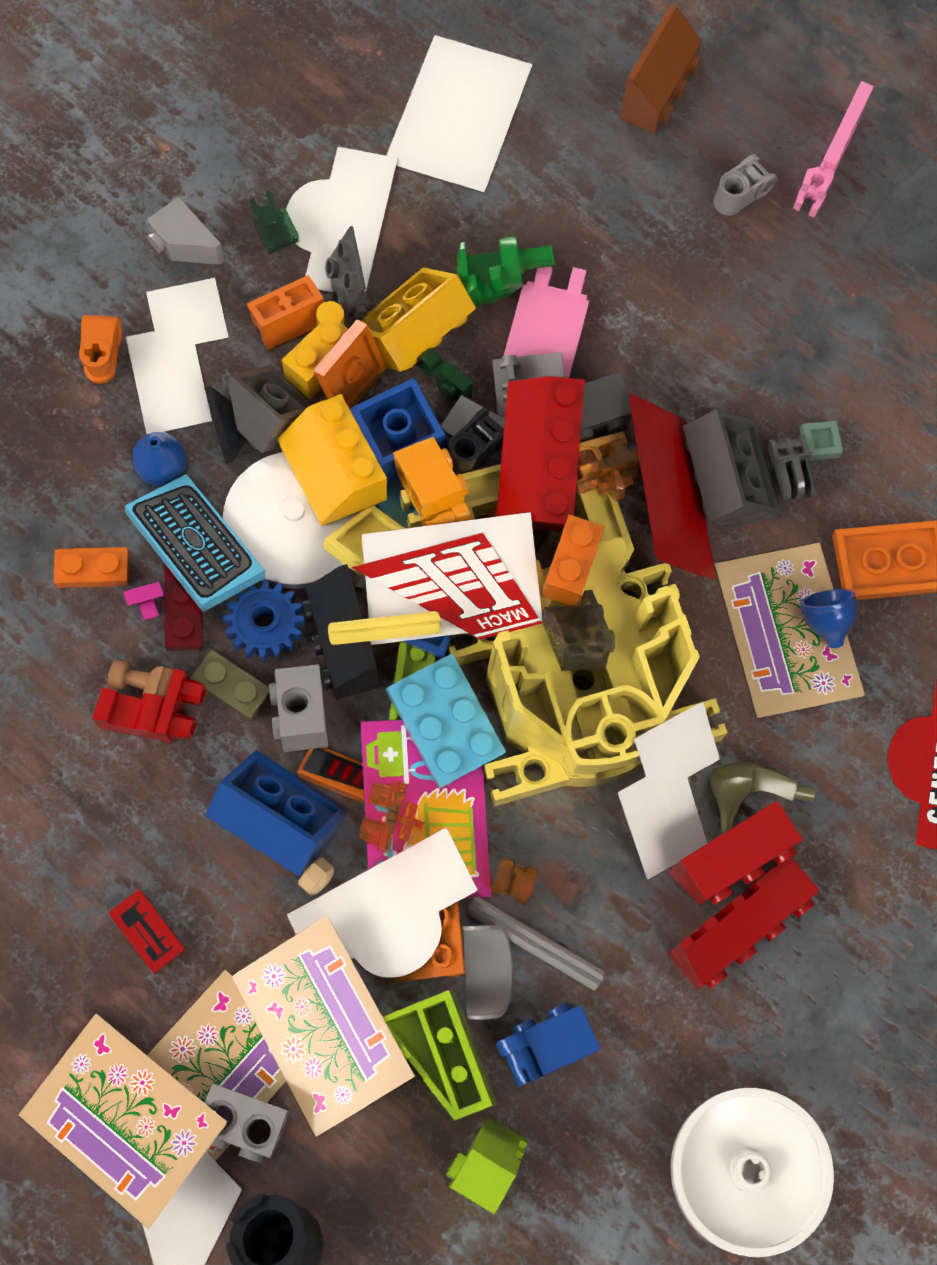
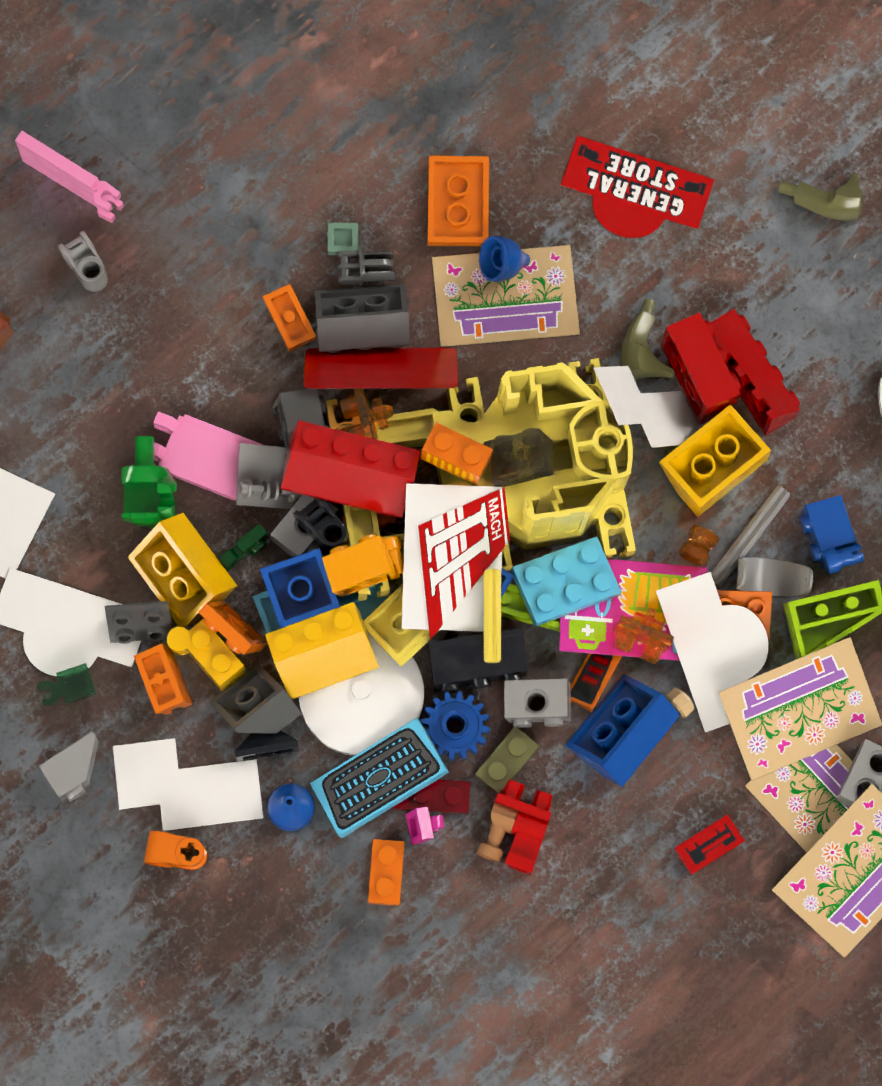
camera: 80 degrees left, 5 degrees up
(622, 886) = (714, 460): none -> yellow slope
(719, 392) = (289, 318): none -> orange plate

